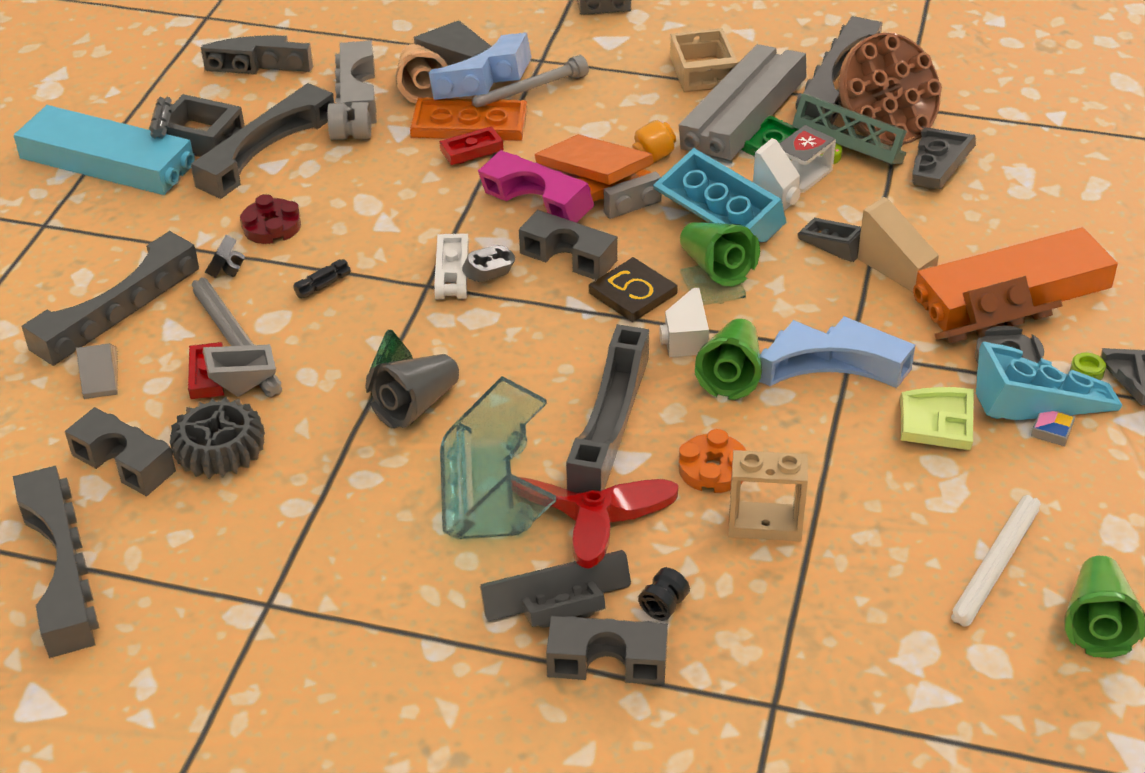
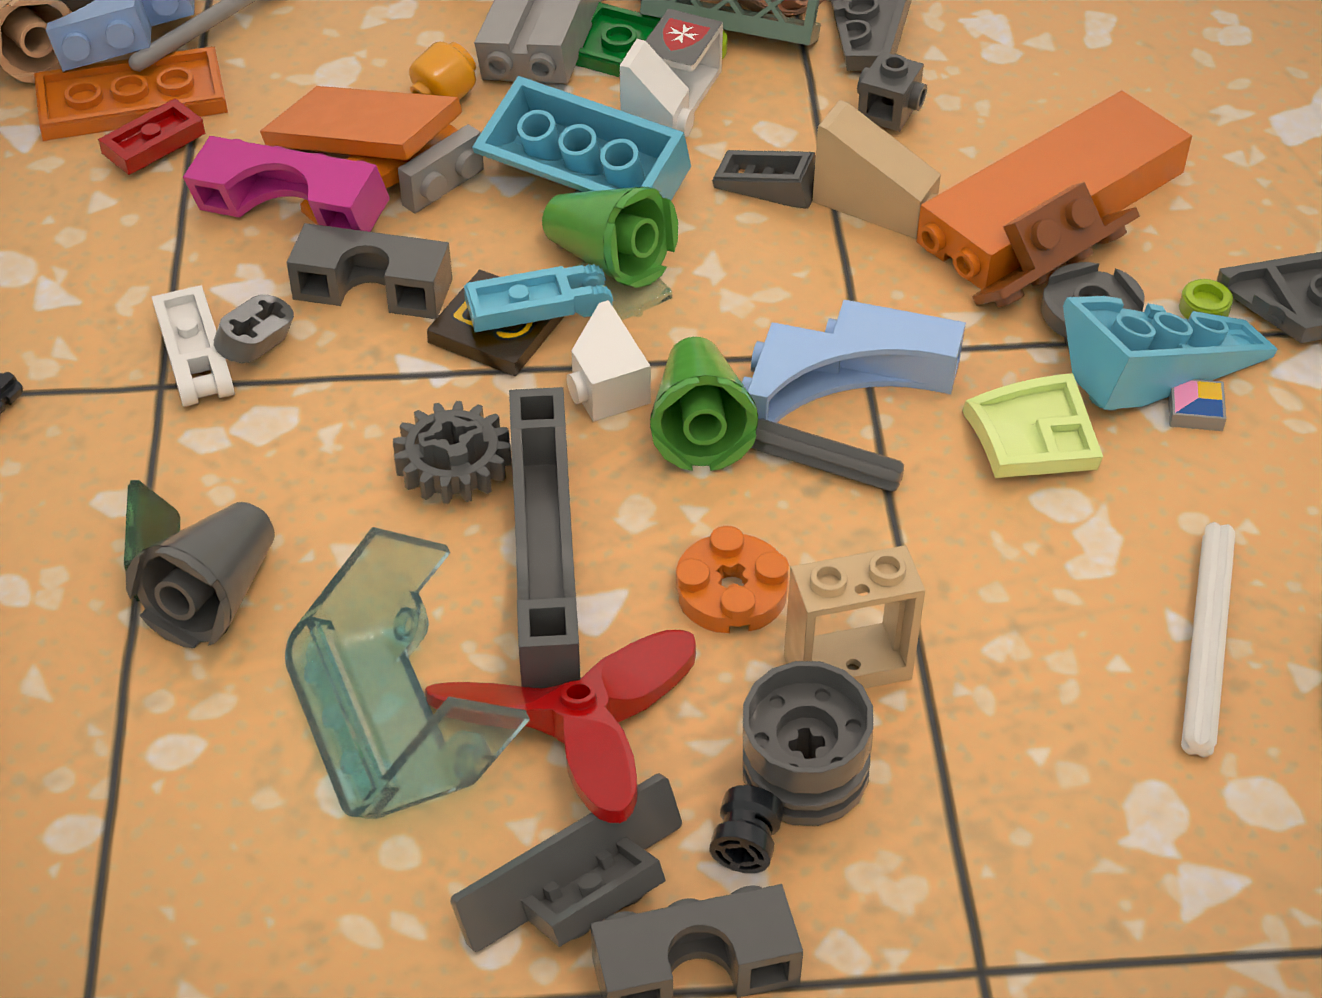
camera: 20 degrees left, 5 degrees up
(575, 354) = (452, 452): none -> dark grey gear
(658, 277) = (535, 296): none -> medium azure hinge
(715, 553) = (808, 740): none -> dark grey wheel
(801, 405) = (828, 455): none -> dark grey axle
(931, 200) = (891, 90): none -> dark grey brick

